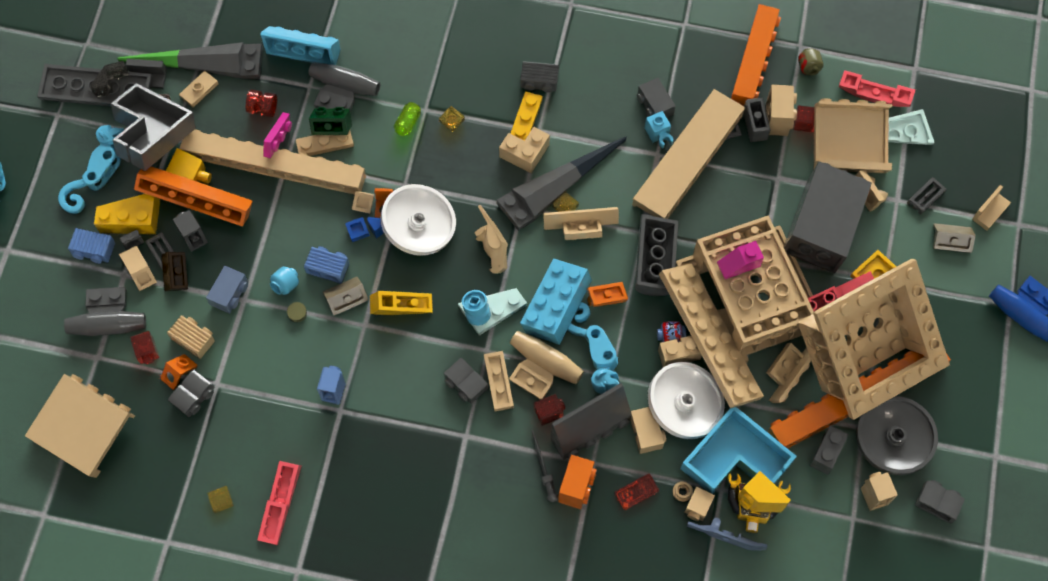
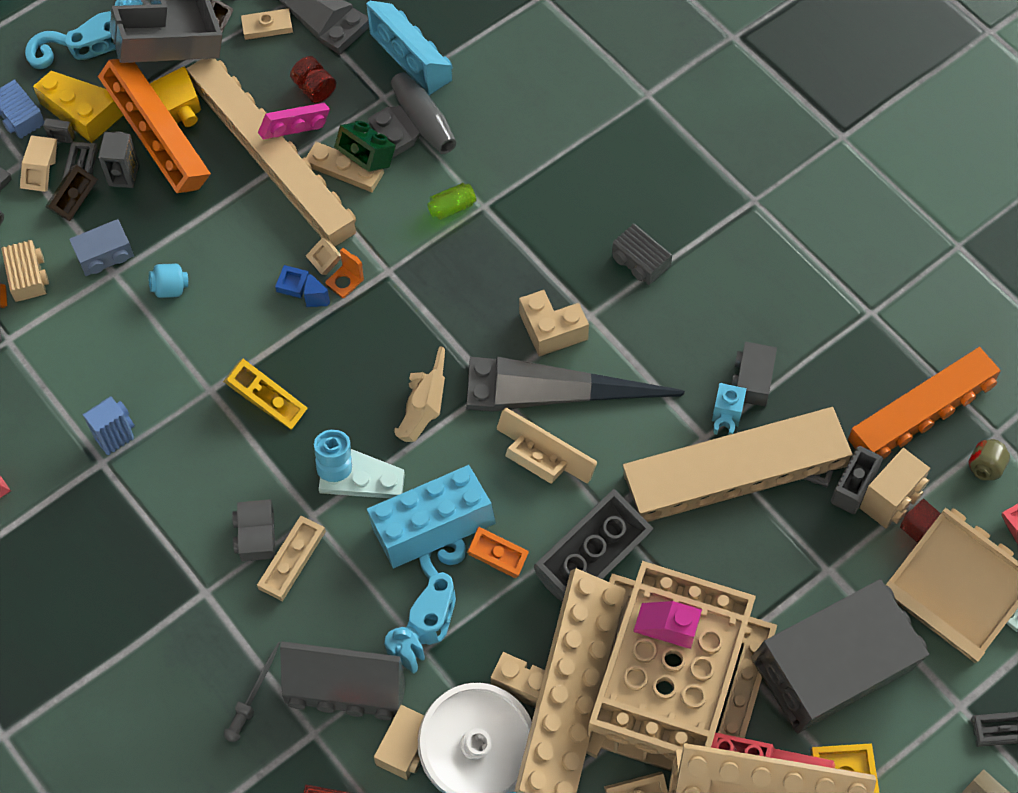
camera: 40 degrees right, 5 degrees down
(296, 312) = (152, 324): olive tile -> none
(326, 264) = (226, 295): medium blue brick -> none
(345, 295) = (215, 343): dark tan panel -> none
(418, 219) = (362, 316): white dish -> none
(451, 118) = (501, 234): clear yellow plate -> none
(526, 115) = (589, 287): yellow plate -> none
(541, 365) = (355, 575): tan plate -> none
(549, 409) = (316, 630): clear red brick -> none
(565, 203) = (545, 416): clear yellow plate -> none
(577, 478) = (267, 736): orange brick -> none
(671, 331) = (532, 650): head -> none
(875, 196) = (926, 675): tan tile -> none

